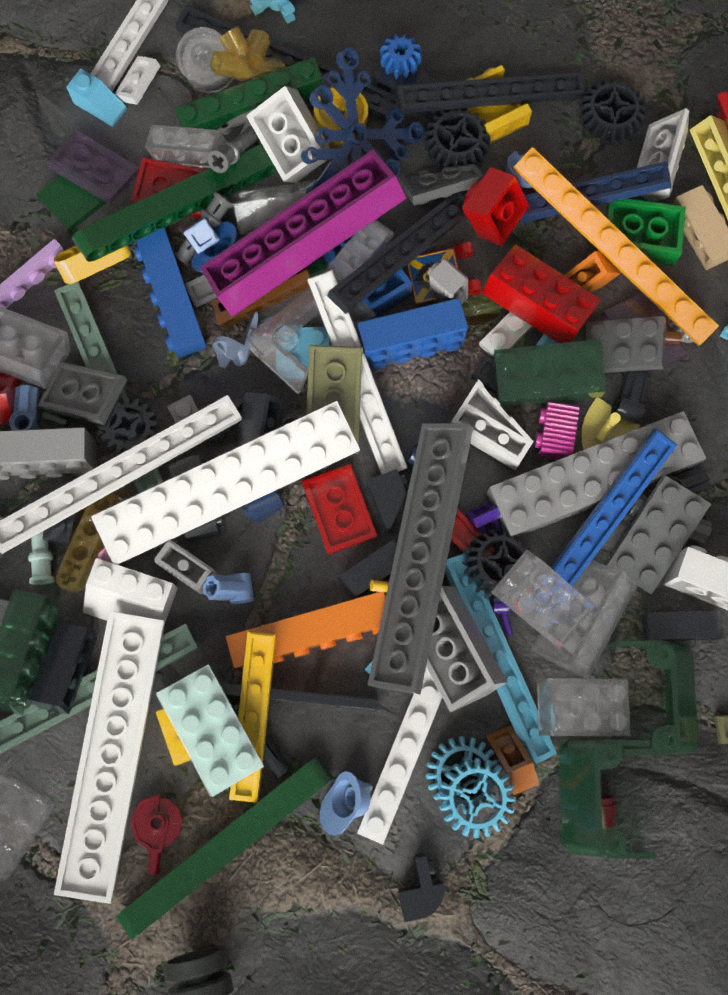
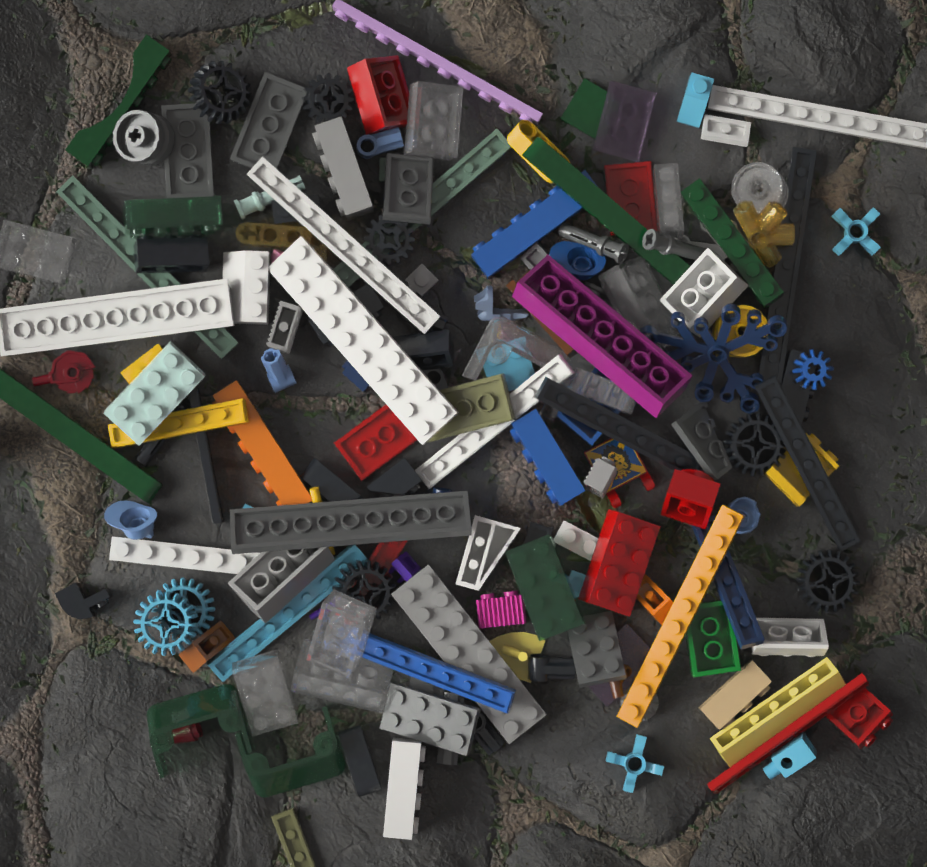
camera: 75 degrees right, 10 degrees up
(201, 235) = (583, 243): tile -> none

